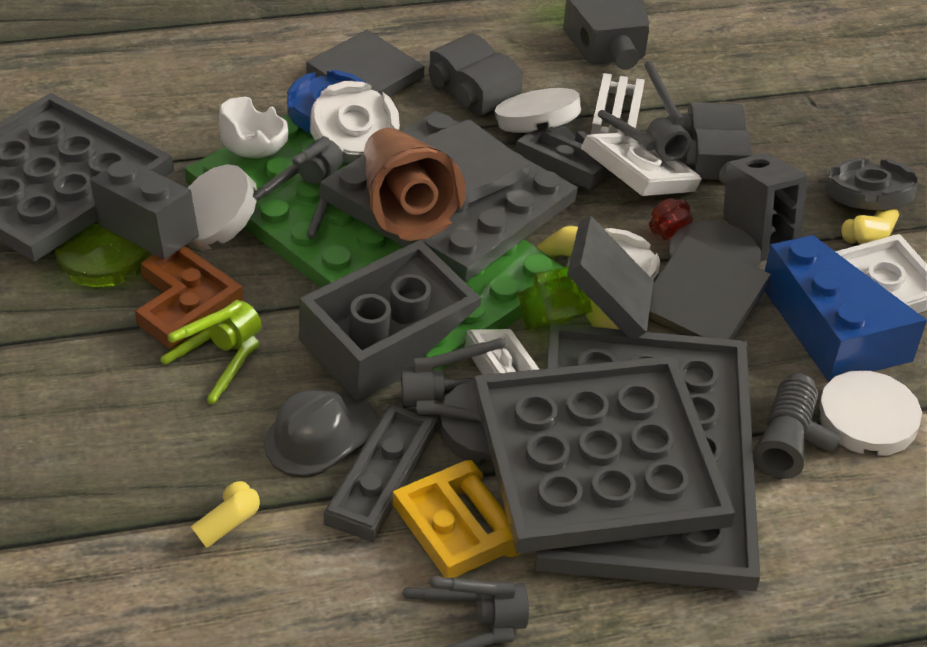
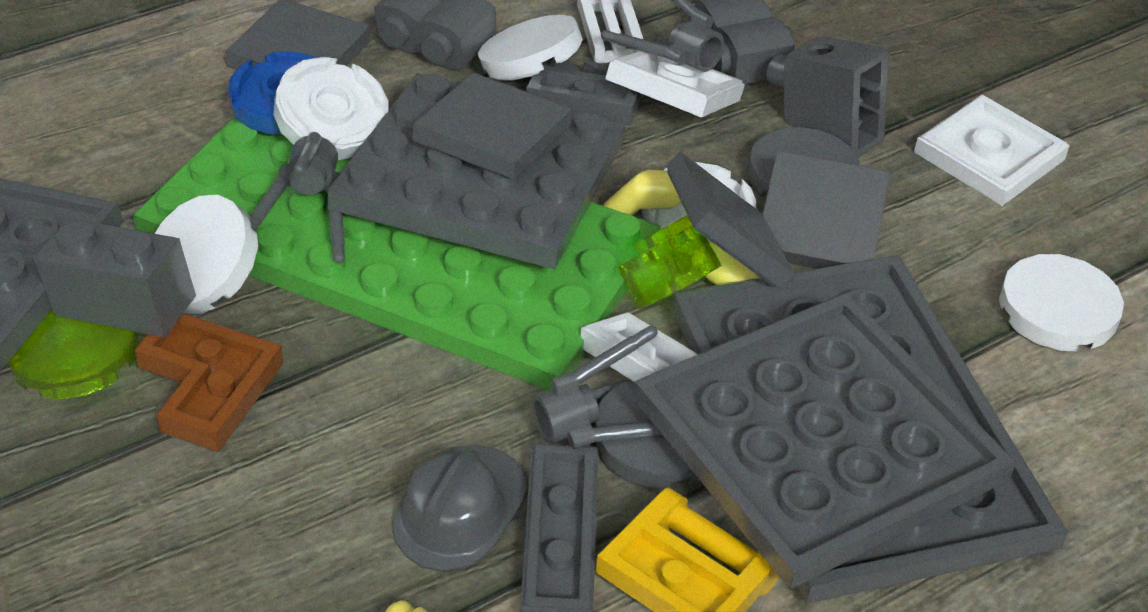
camera: 20 degrees left, 0 degrees up
(229, 329) = (288, 406): lime plant -> none
(249, 131) = (208, 149): white hair -> none
(383, 317) = (482, 339): dark grey slope -> none
(411, 185) = (457, 161): nougat cone -> none
(669, 217) = (738, 136): clear red plate -> none
(789, 424) = (996, 343): dark grey piece -> none
(839, 310) = (974, 194): blue wedge -> none
(869, 228) = (949, 95): light yellow arm -> none
(873, 185) = (931, 49): dark grey tile -> none

